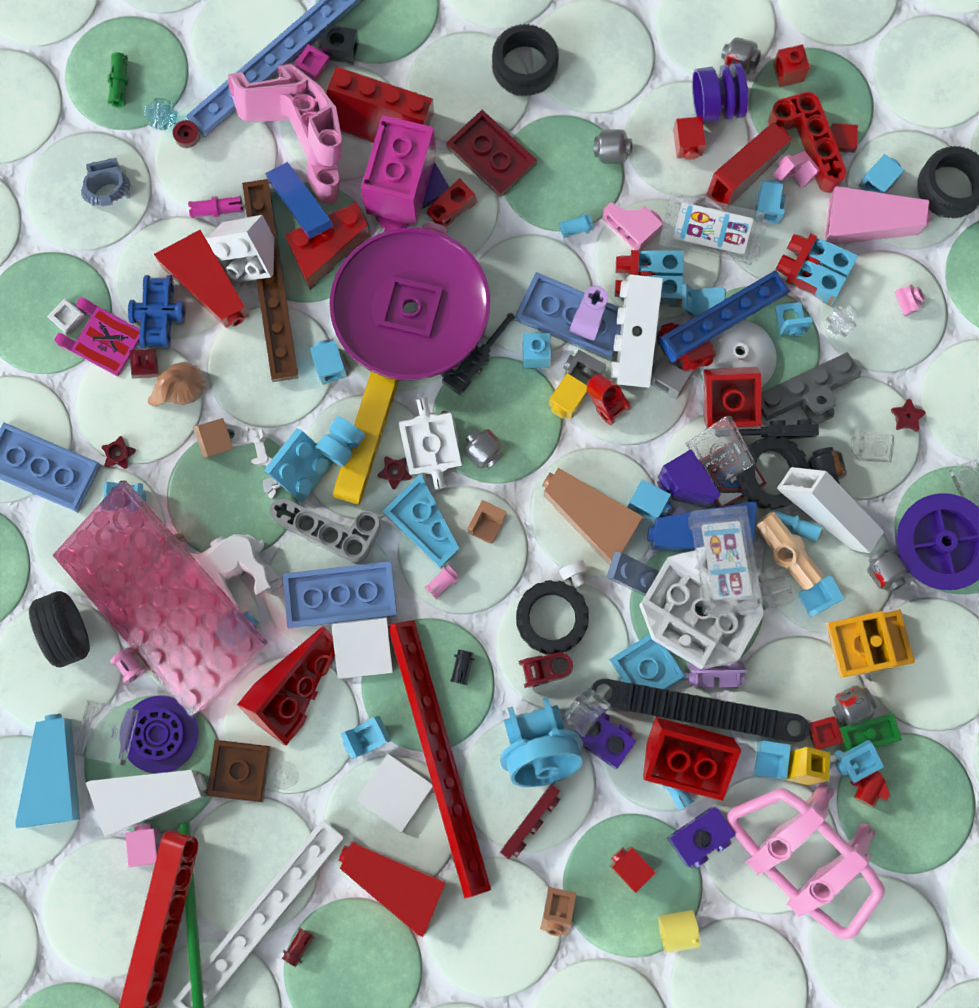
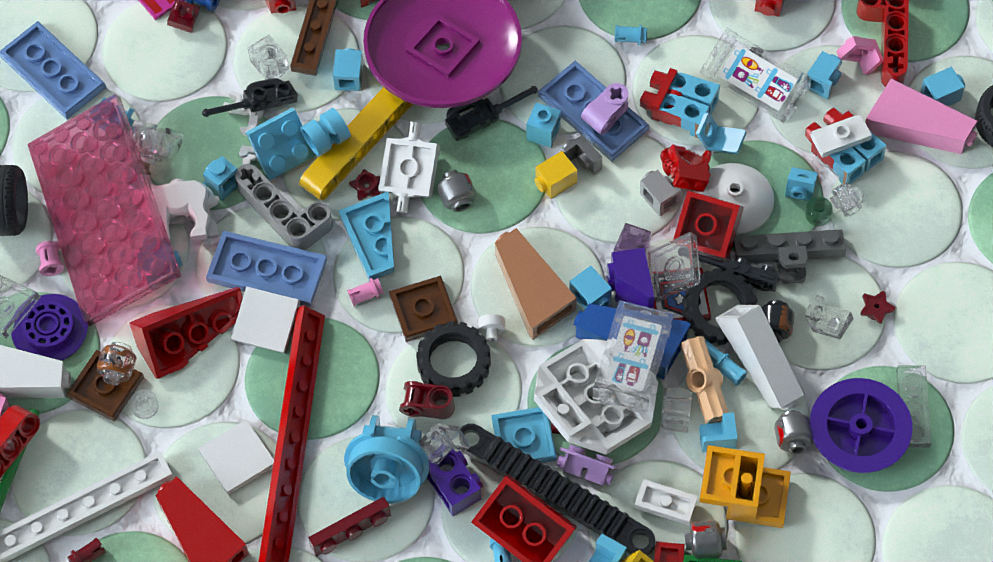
camera: 25 degrees right, 15 degrees down
(125, 452) = (125, 76): dark red plate -> none
(178, 385) = (205, 42): nougat hair -> none
(178, 509) = (155, 142): none -> clear cylinder
(213, 437) = (214, 93): nougat panel -> none
(242, 369) = (268, 49): none -> clear brick
(242, 750) = (116, 363): none -> clear head
(256, 520) = (217, 174): none -> medium azure brick
(257, 425) = (260, 96): none -> black piece
(365, 737) = (232, 397): medium azure bracket -> none
(462, 666) = (350, 370): black pin -> none
(487, 522) = (430, 254): nougat panel -> none
(501, 576) = (422, 307): none -> reddish brown tile
(607, 398) = (591, 191): red piece -> none
(631, 573) = (541, 340): sand blue plate -> none
(634, 226) = (685, 51): bright pink arch -> none
(639, 310) = (641, 133): white brick -> none
(666, 442) = (633, 238): none -> clear purple brick
(723, 316) = (732, 152): blue tile -> none
(748, 164) = (808, 35): red slope -> none
(801, 681) = (665, 502): none -> white plate
(816, 262) = (841, 135): none -> white plate
(818, 340) = (818, 211): none -> clear green piece
(845, 136) = (923, 44): red tile -> none
(910, 299) = (925, 205): bright pink plate -> none

